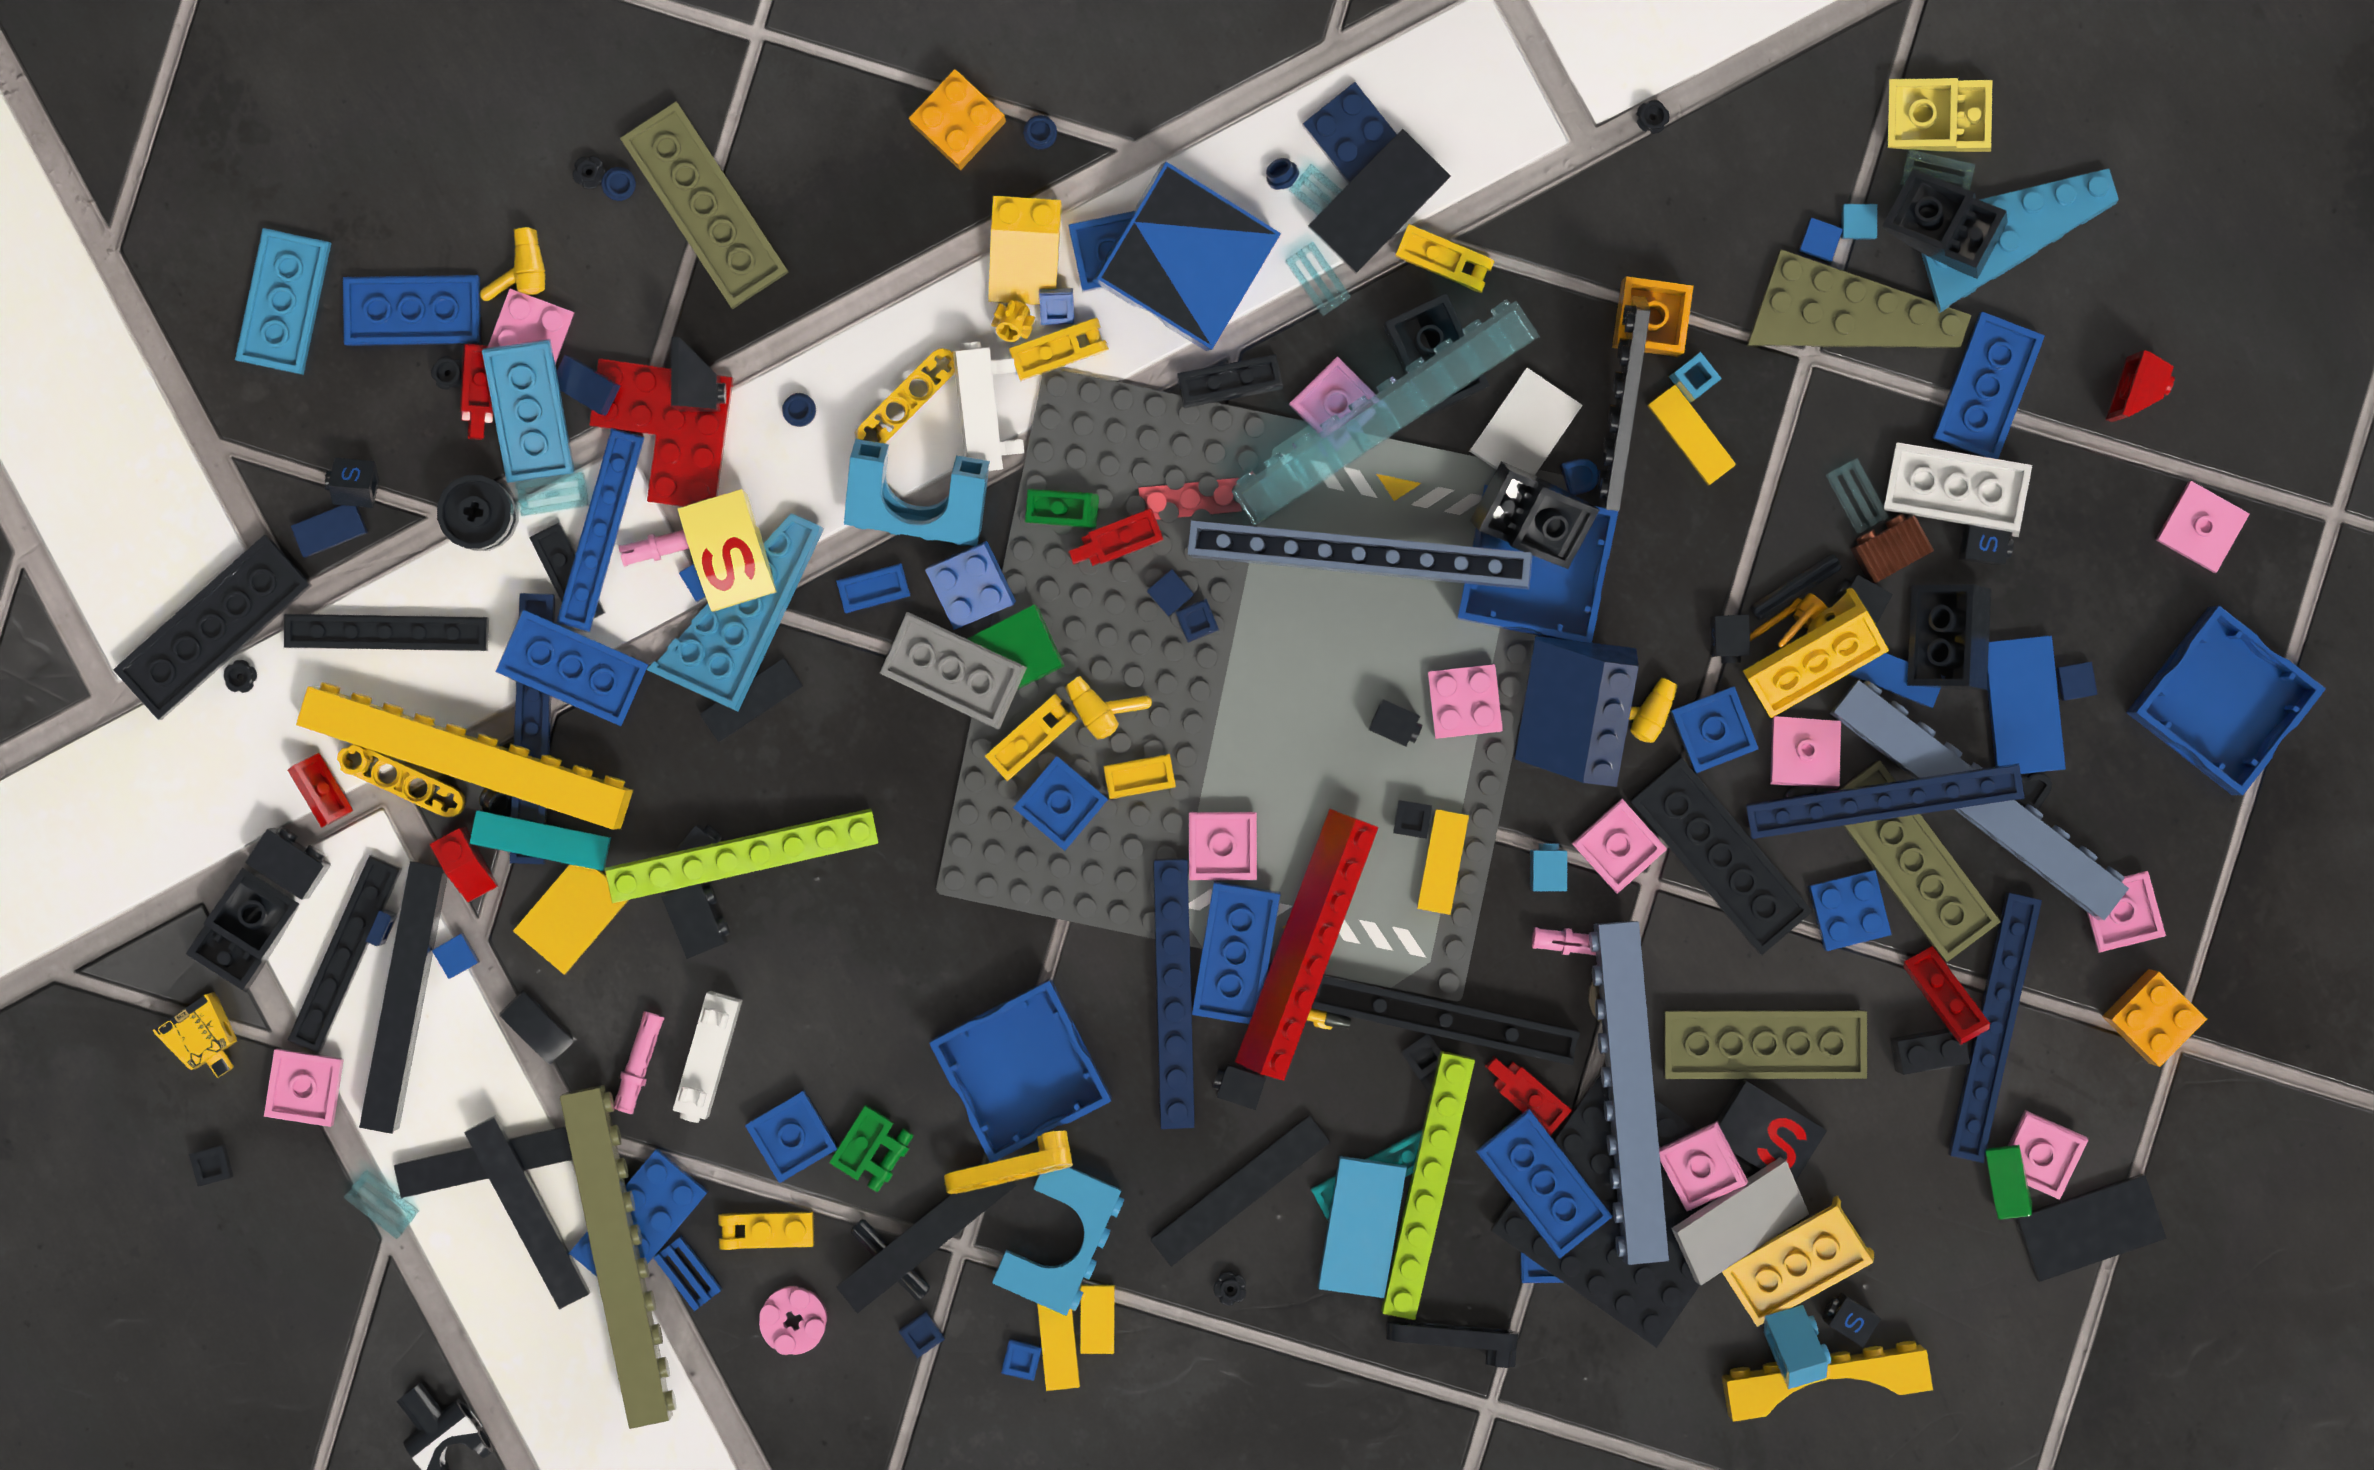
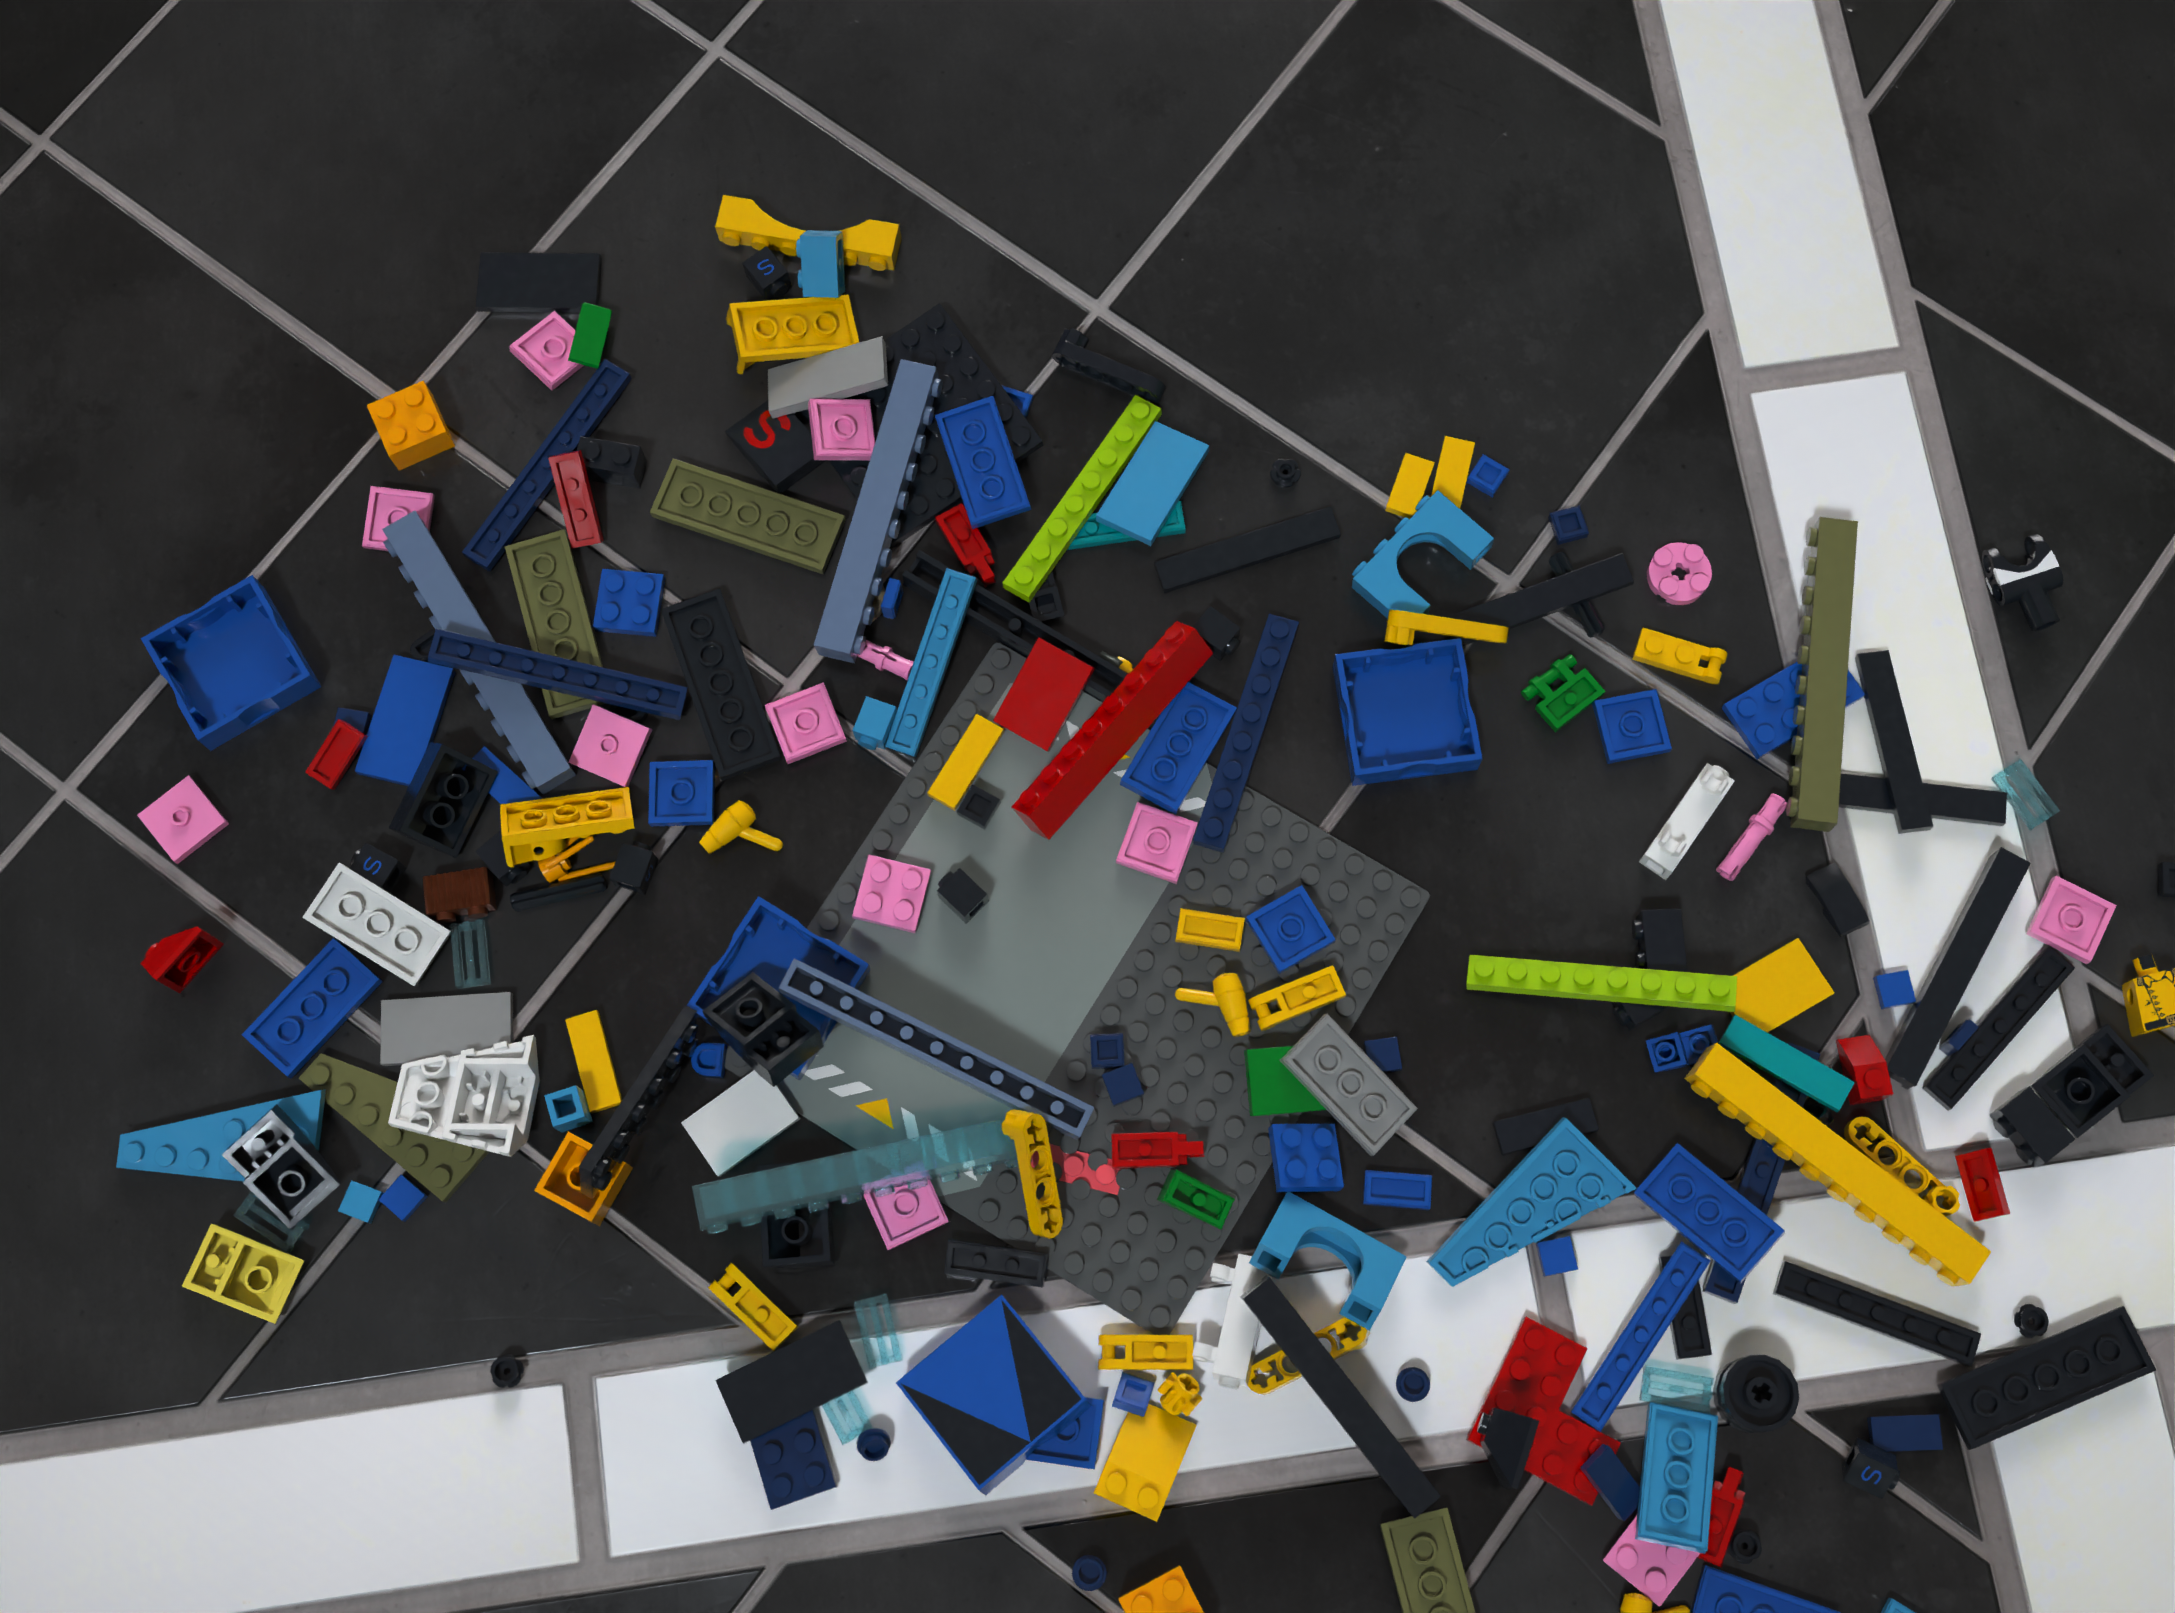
camera: 155 degrees left, 15 degrees down
(643, 823) = (1680, 1049): none -> blue slope
(653, 547) = (1577, 1300): bright pink pin -> none
(677, 1281) = (1773, 640): blue tile -> none
(727, 550) = (1525, 1270): light yellow slope -> none
(863, 369) = (1340, 1397): none -> black tile
(929, 715) = (1384, 1053): none -> dark blue tile
(1238, 502) = (1024, 1129): none -> yellow beam
(1389, 957) = (1043, 694): none -> red tile
(1515, 951) = (931, 662): none -> dark azure tile
(1577, 709) = (792, 846): dark blue slope -> none
(1582, 1008) = (892, 598): none -> blue tile
(1793, 354) = (471, 1097): none -> white wedge
(1848, 414) = (443, 1025): none -> light grey tile
(2077, 645) = (336, 754): none -> red tile

